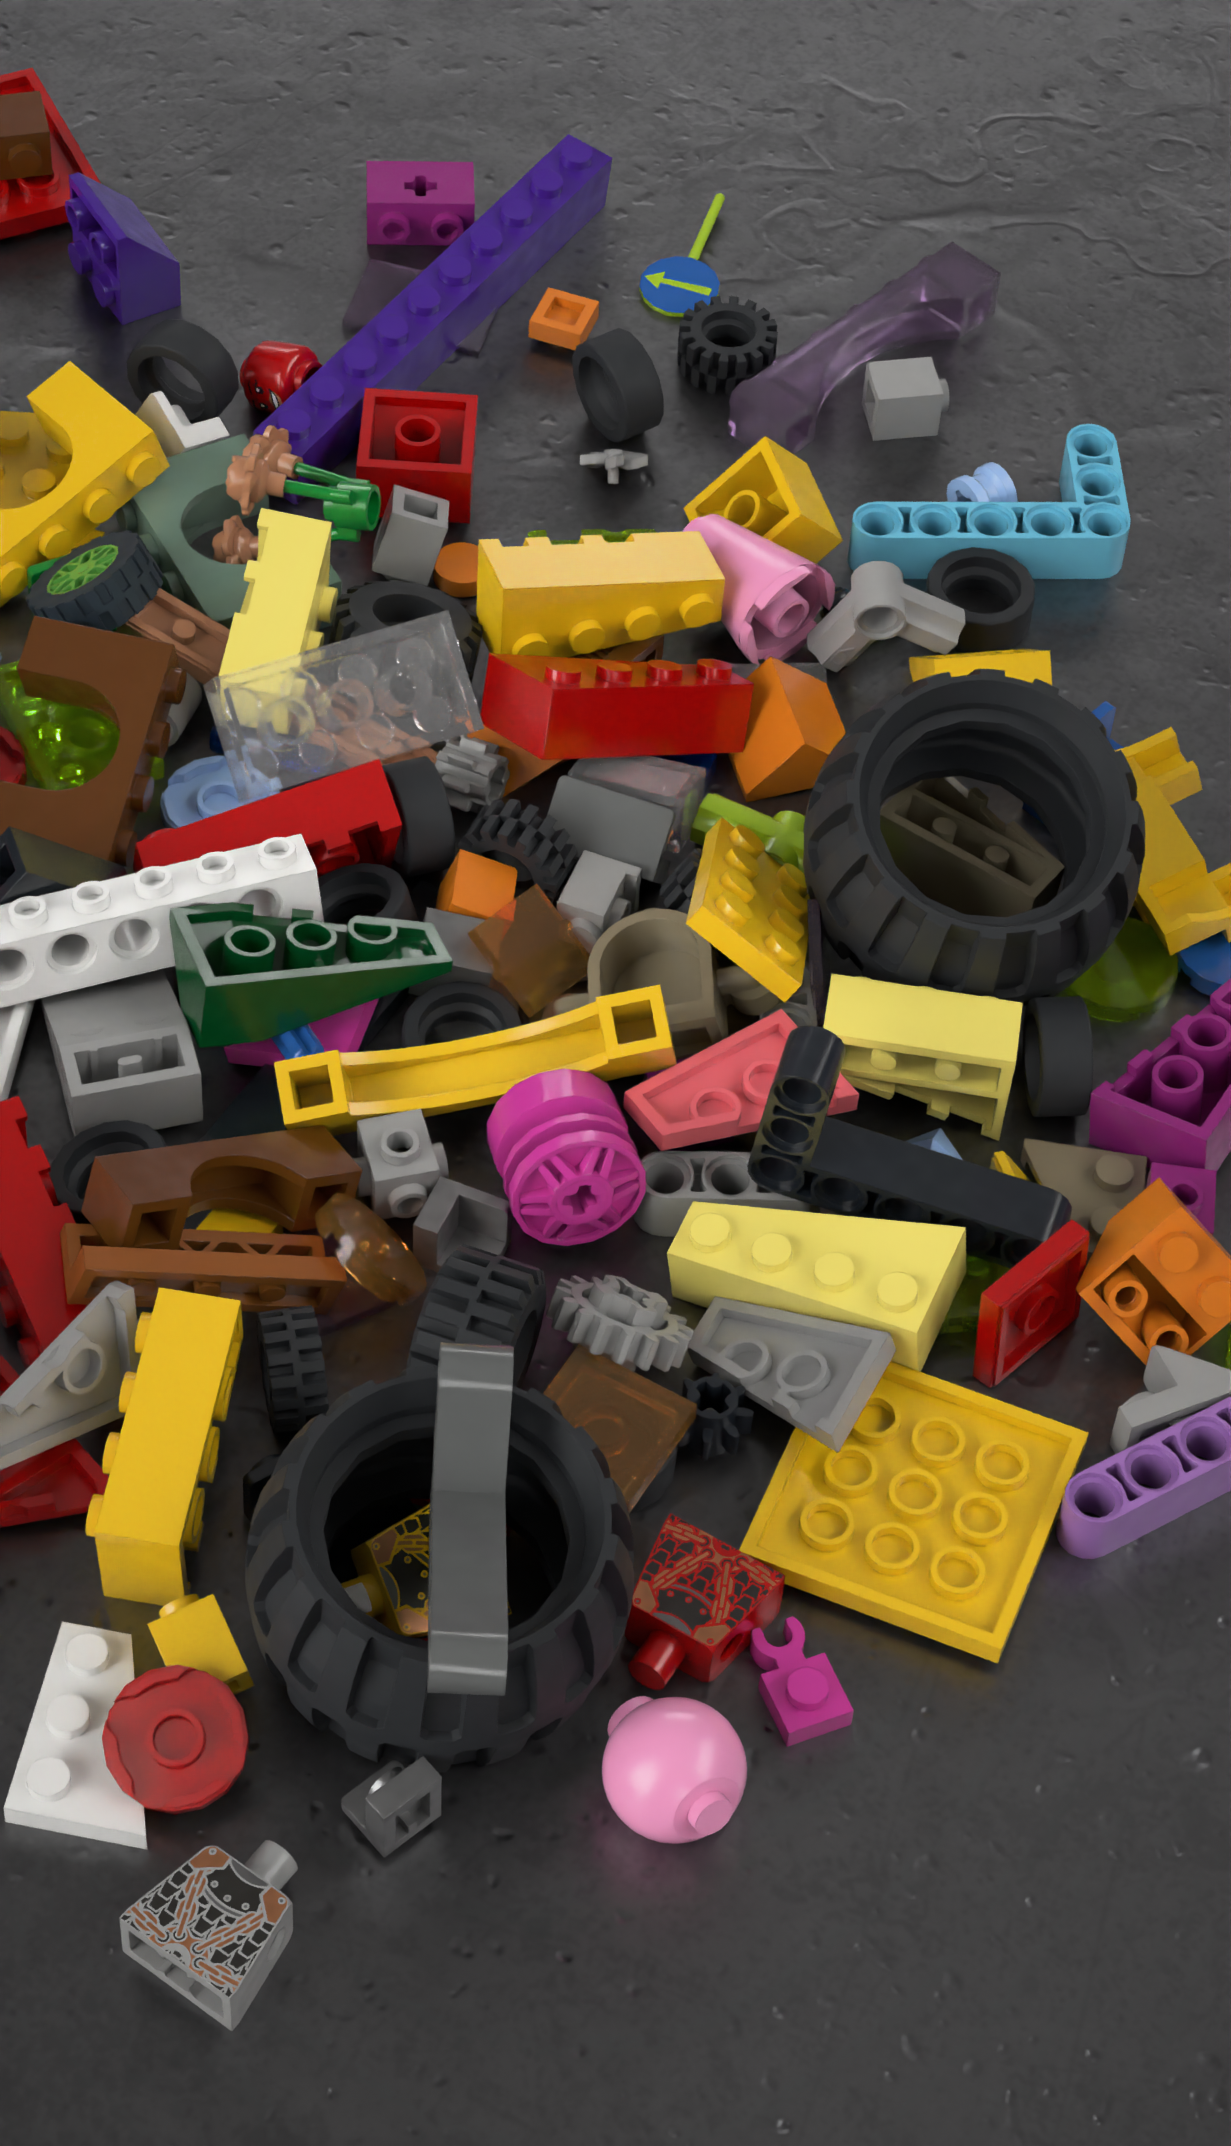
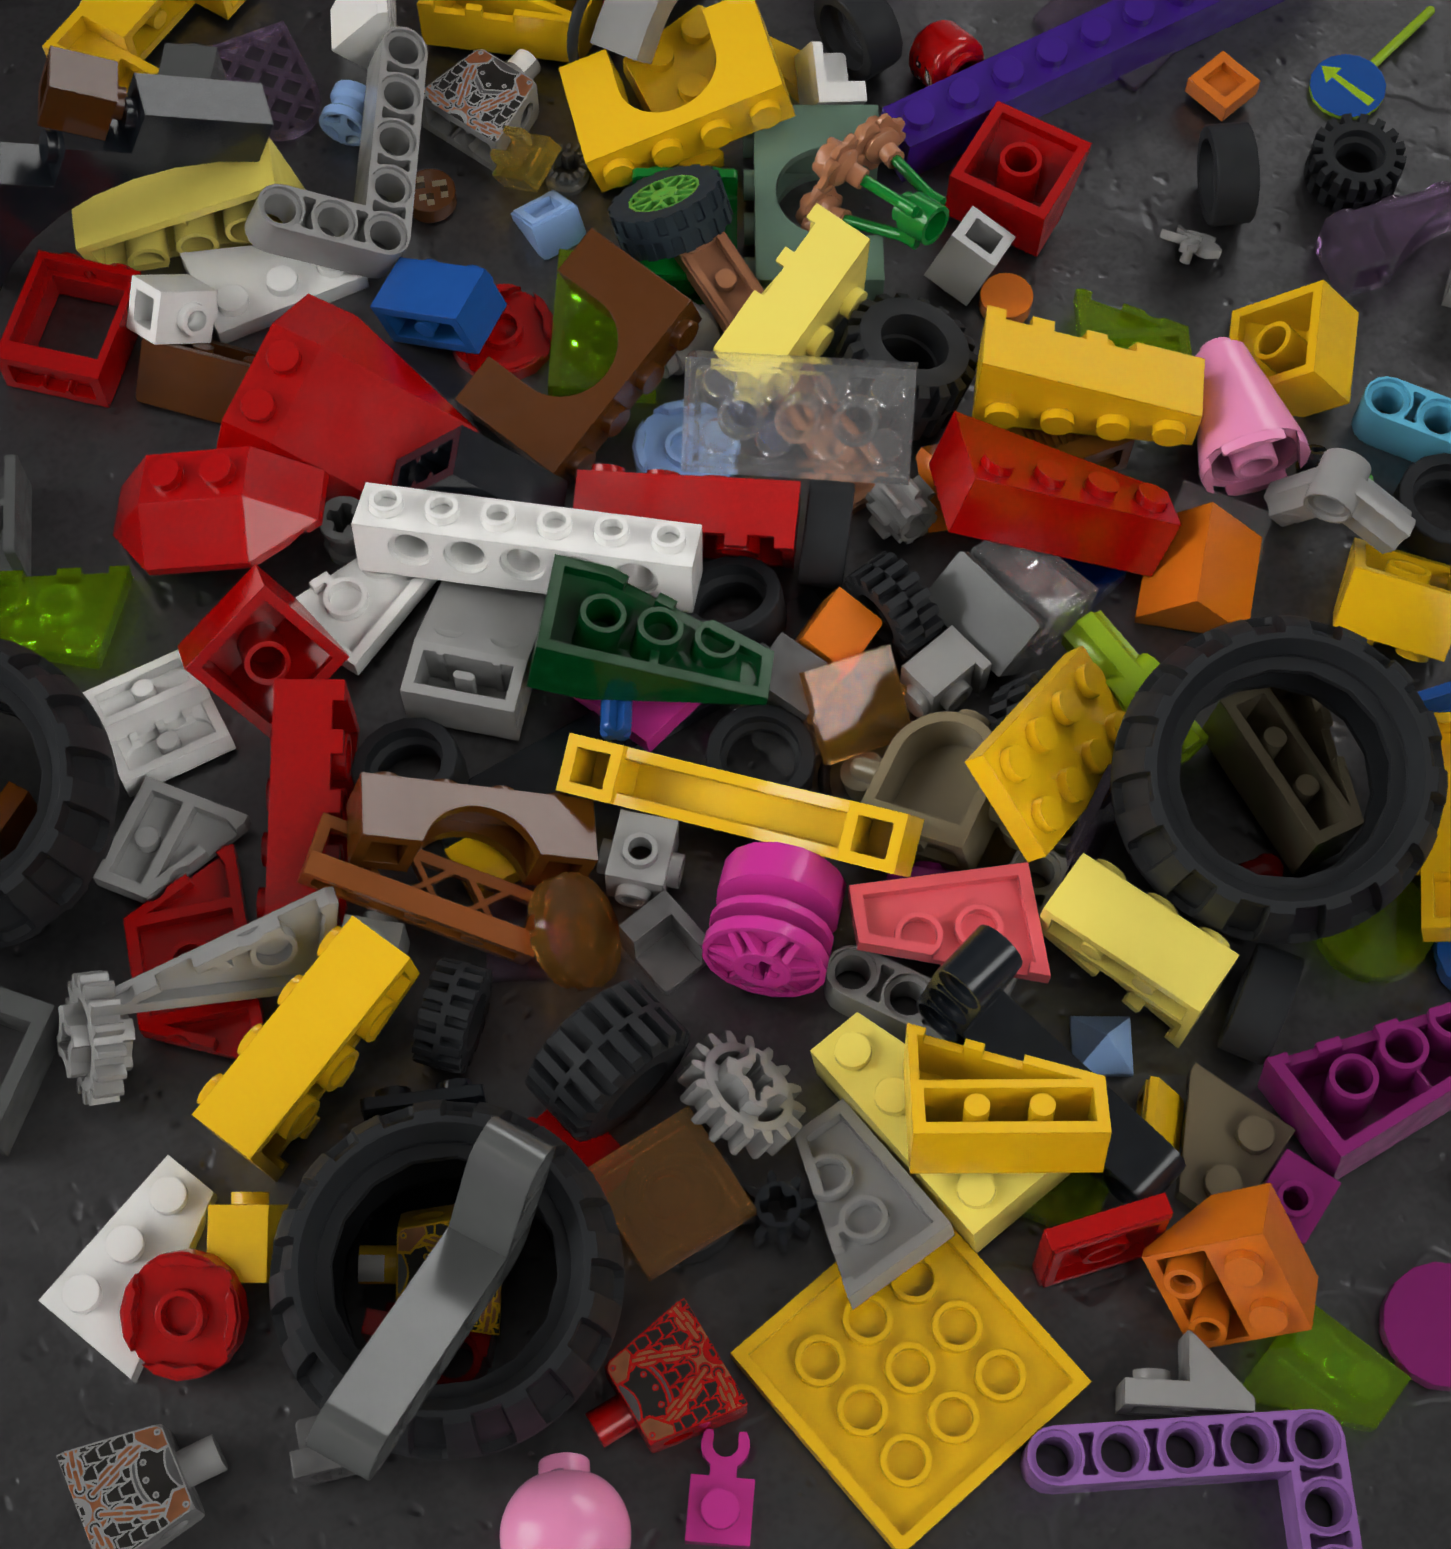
camera: 30 degrees right, 15 degrees up
(885, 1205) = (999, 1112): none -> yellow wedge

